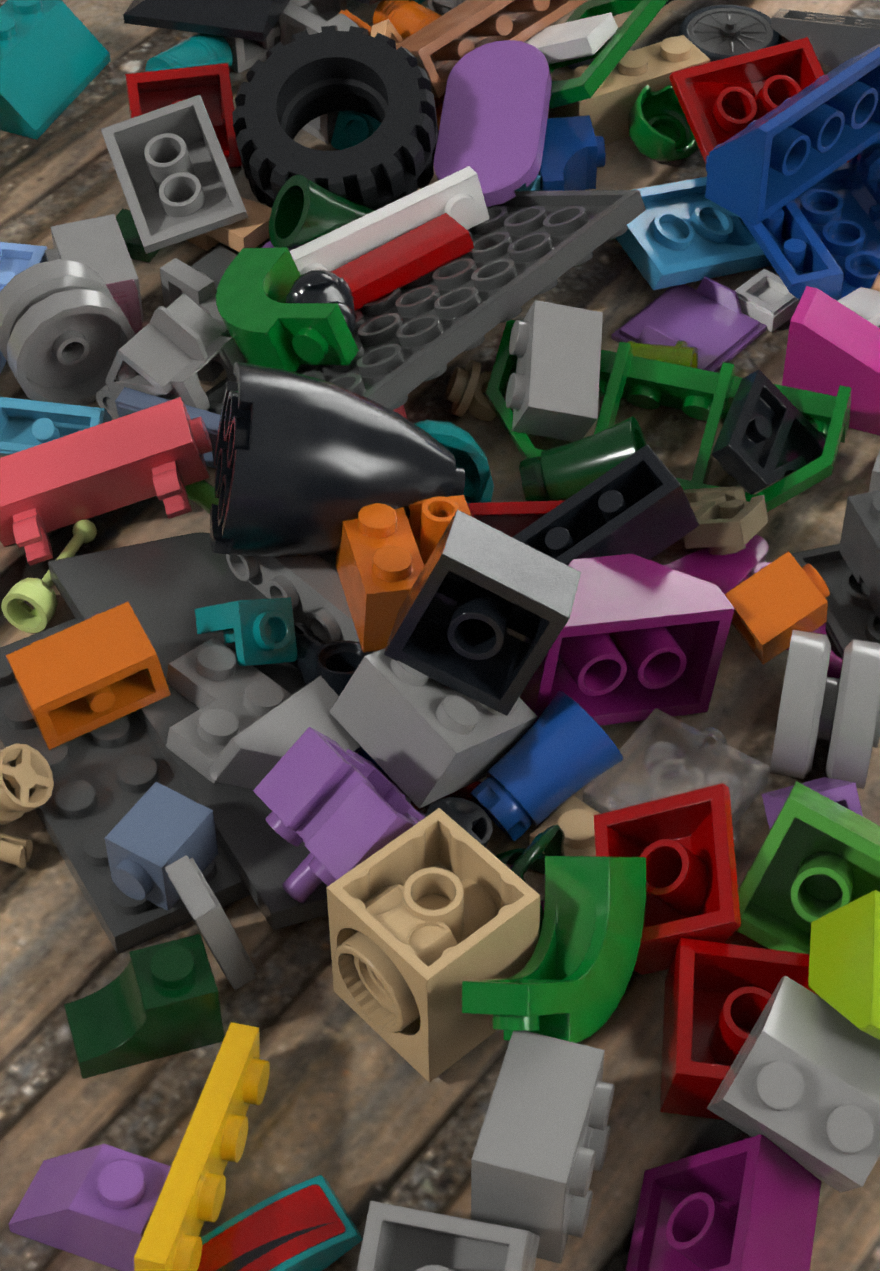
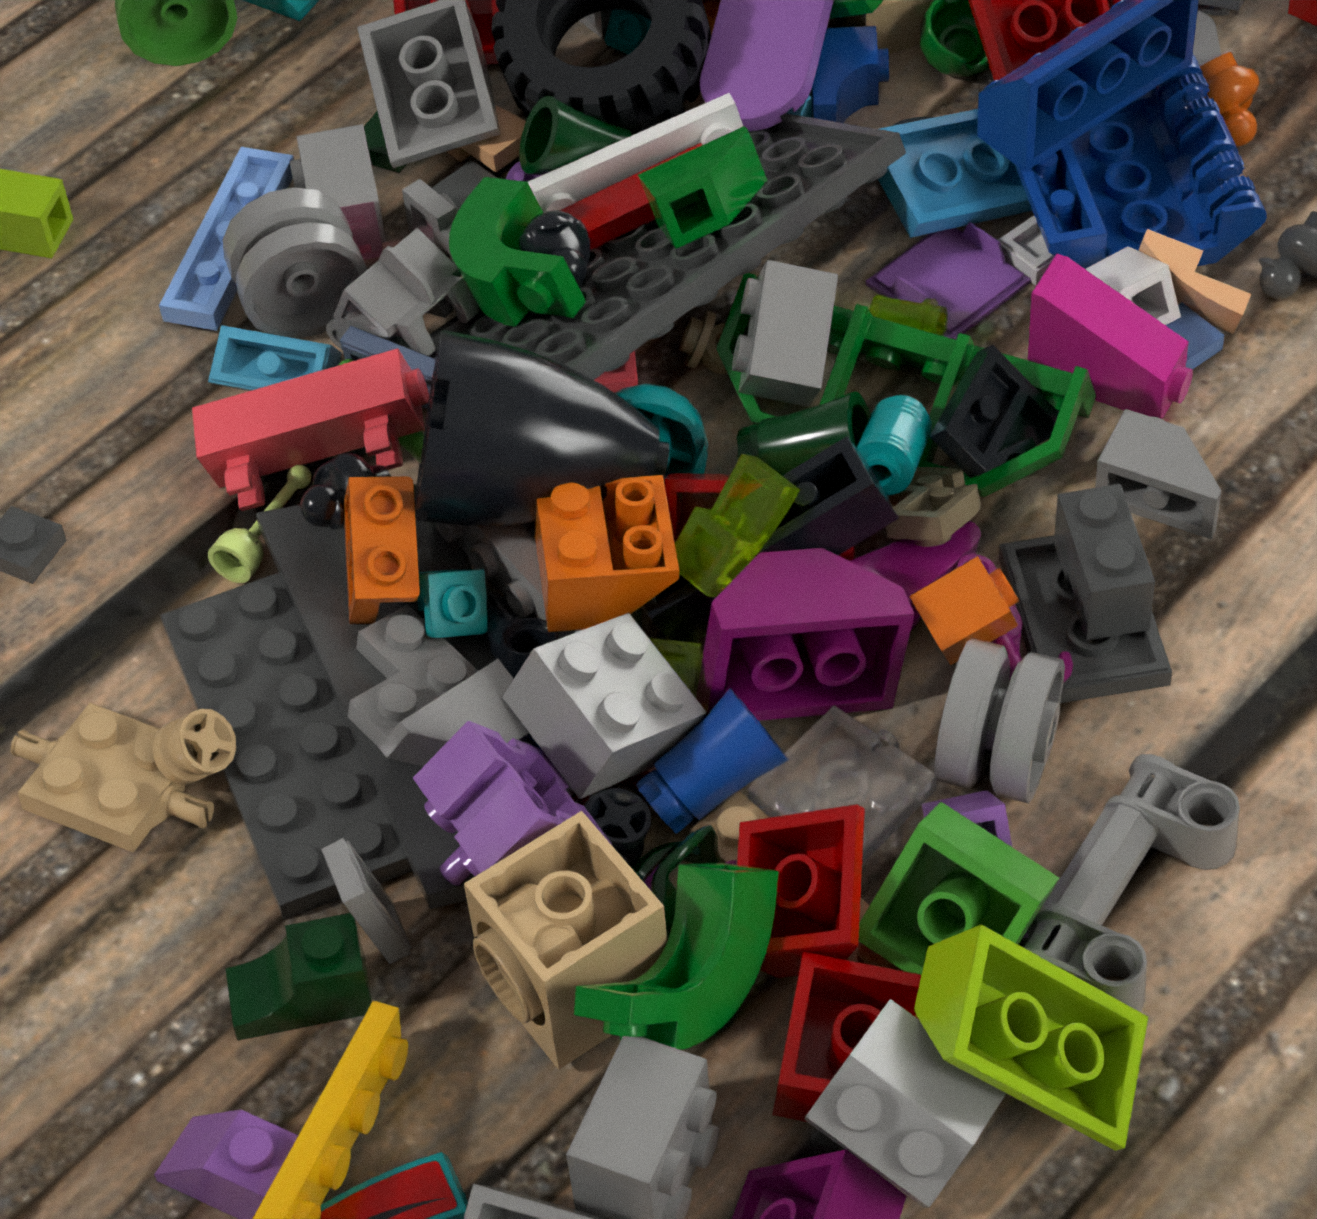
camera: 10 degrees right, 5 degrees up
(89, 675) = (277, 640): orange brick -> none
(141, 536) = (324, 501): none -> black animal
(154, 835) = (322, 811): sand blue brick -> none
(183, 577) = (380, 544): none -> orange bracket
(457, 245) = (704, 187): none -> green slope
(483, 613) = (651, 612): black piece -> none
(557, 515) = (727, 537): none -> clear neon green slope
(684, 452) = (895, 441): none -> teal head

